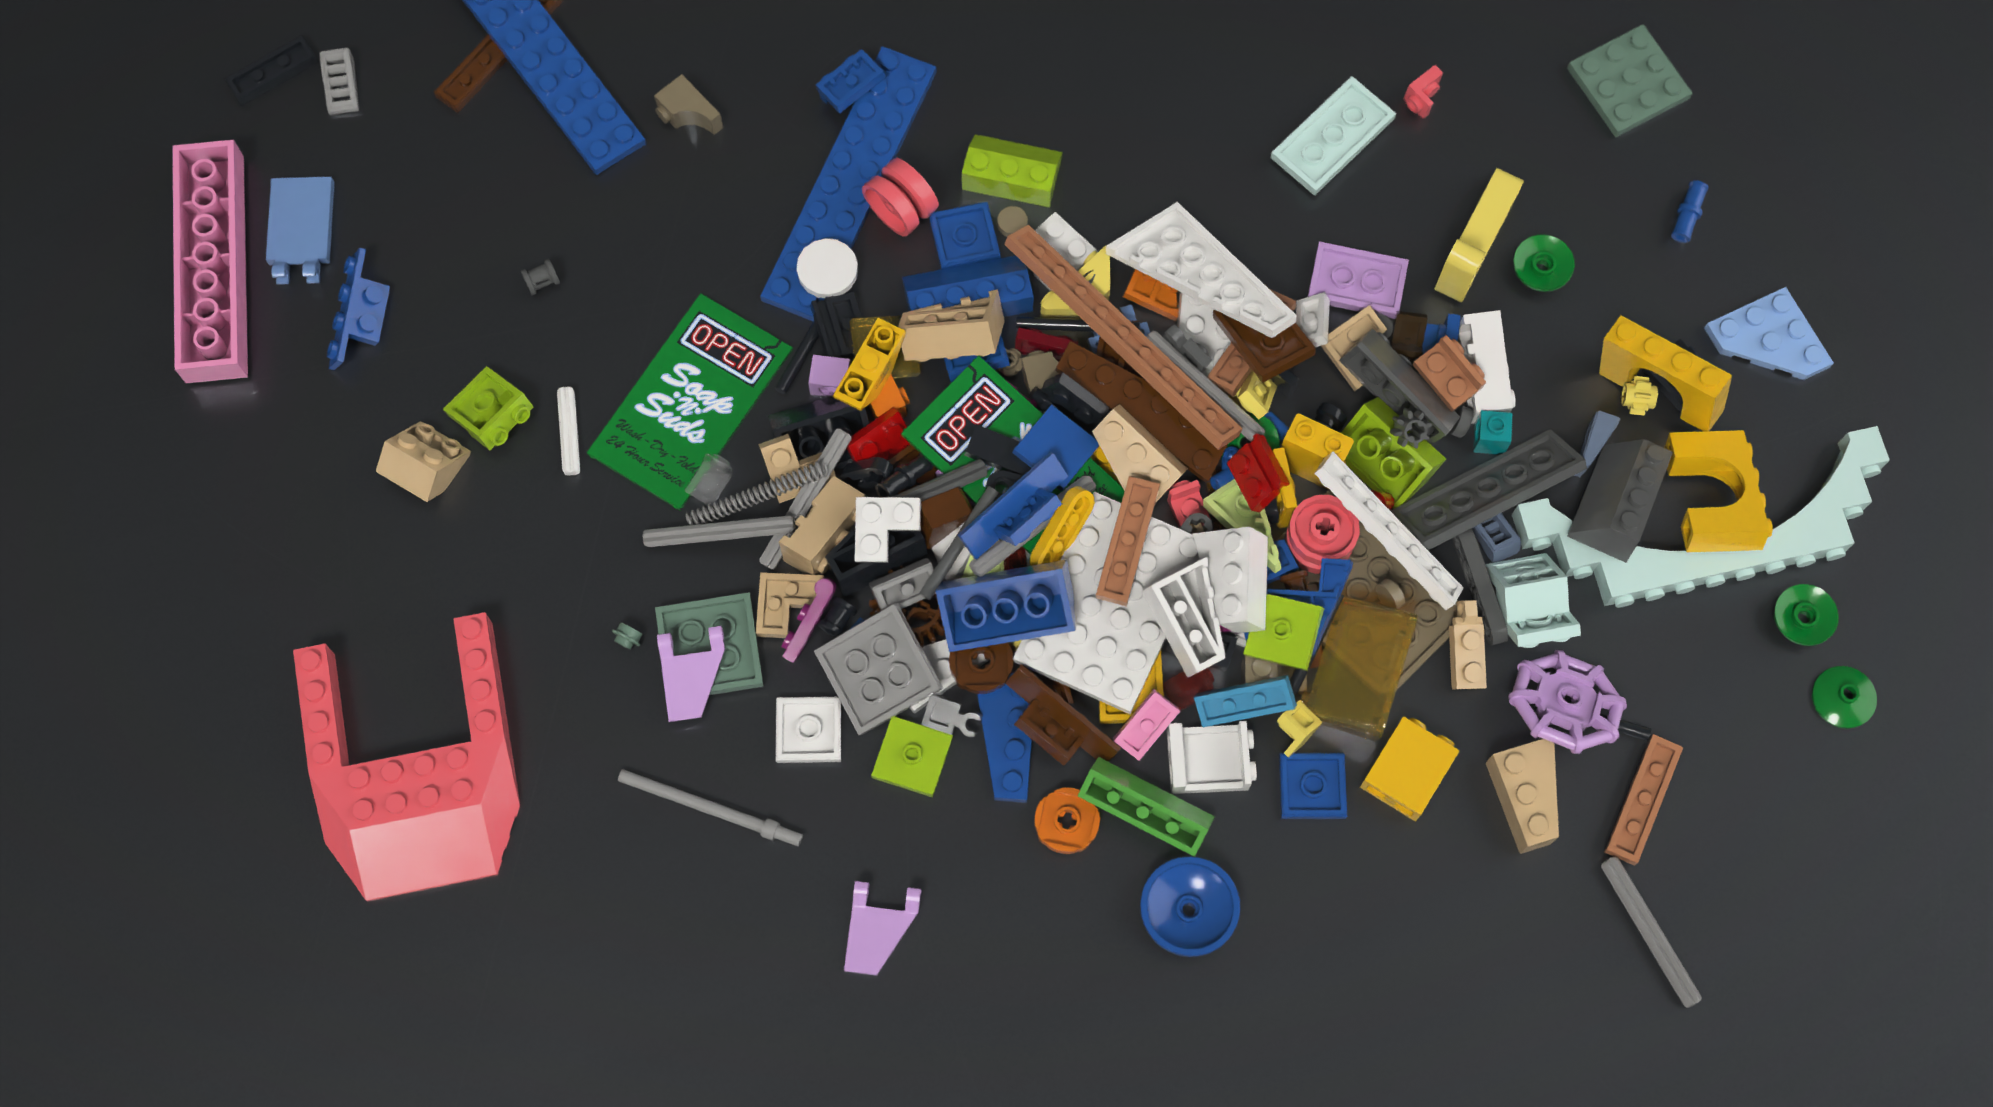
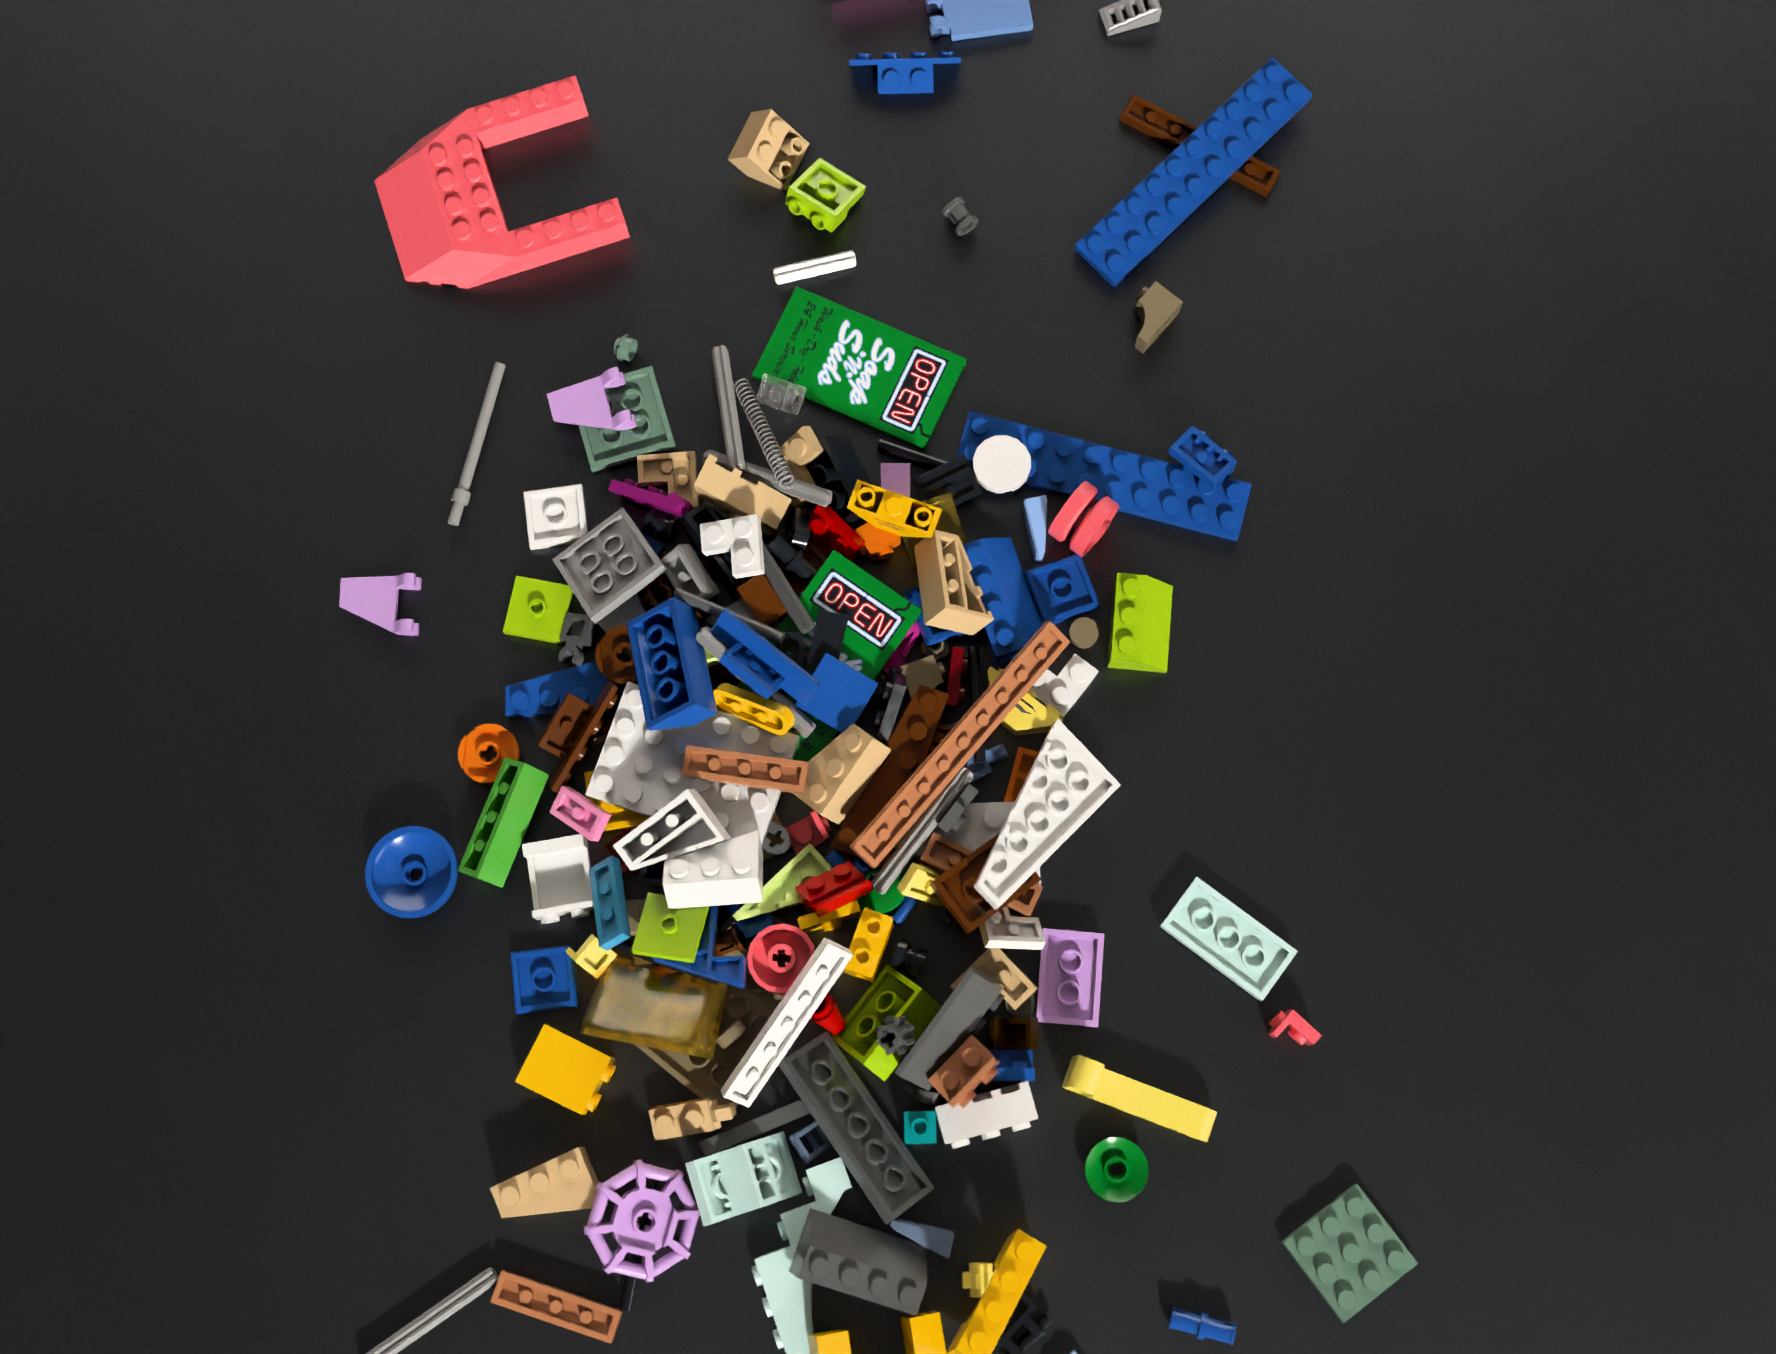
camera: 85 degrees right, 5 degrees up
(892, 247) = (1035, 518): none -> light blue slope

